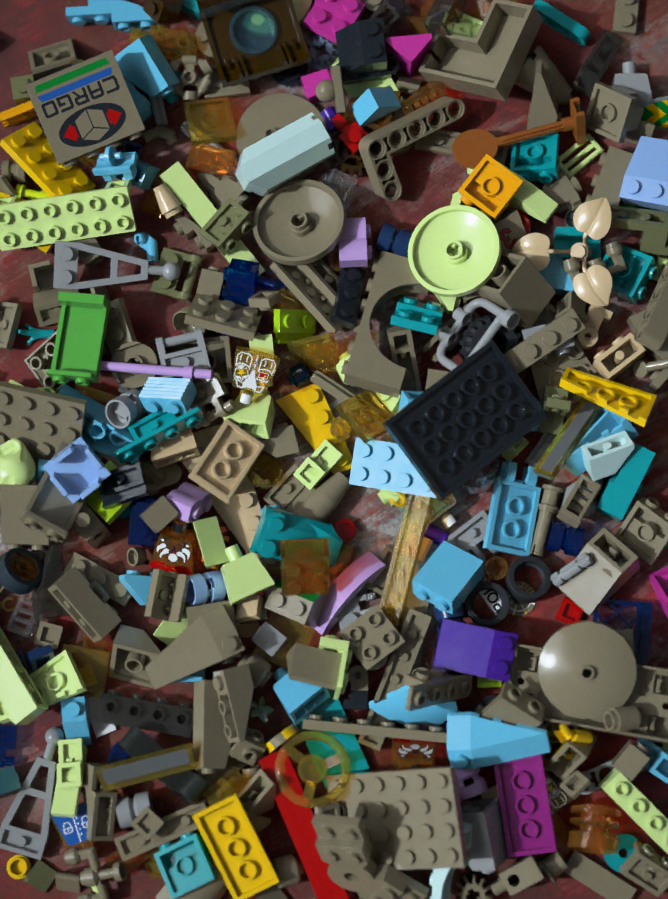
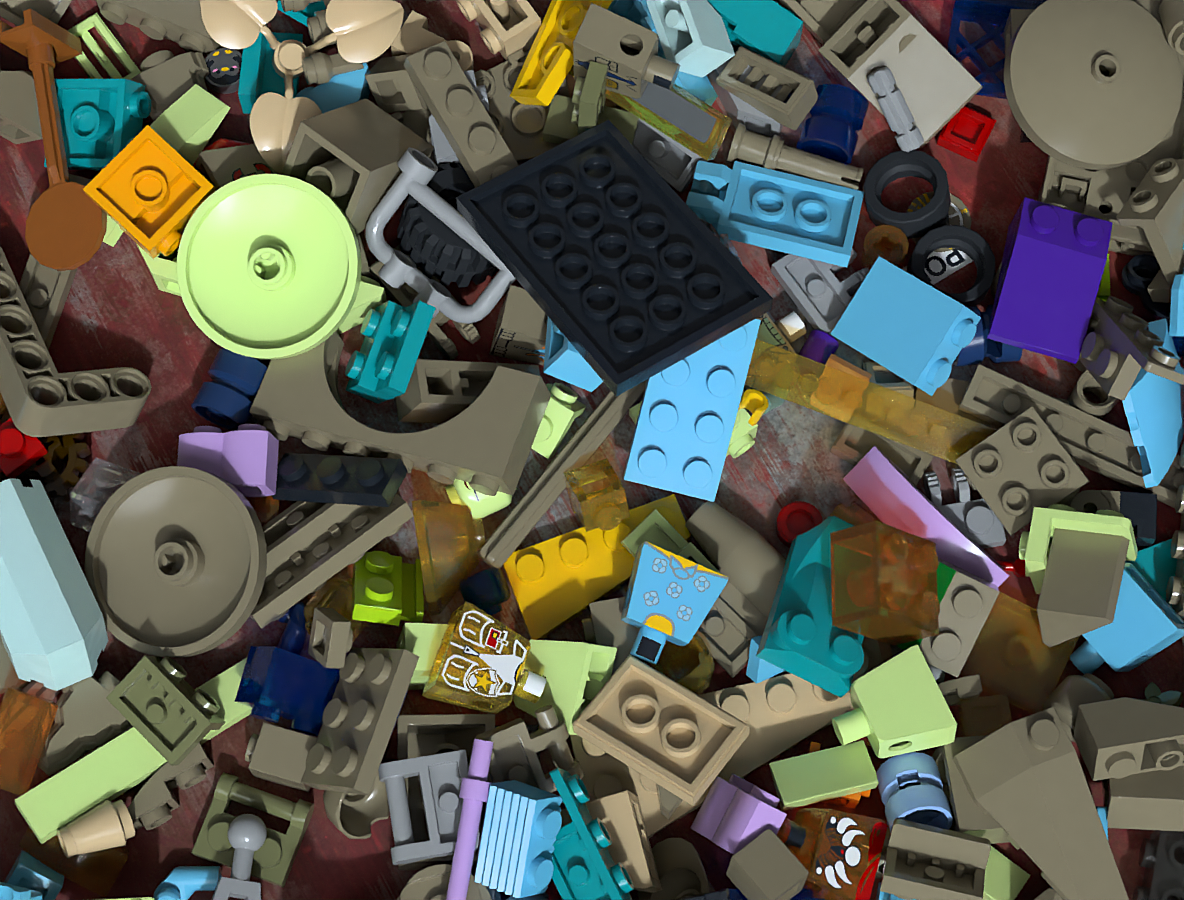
camera: 90 degrees left, 10 degrees down
(249, 609) = (966, 707): tan tile -> none
(269, 639) = (1019, 673): light grey slope -> none
(292, 461) = (667, 599): none -> medium azure torso
(365, 415) = (582, 454): clear yellow plate -> none
(582, 410) = (627, 51): none -> dark tan torso

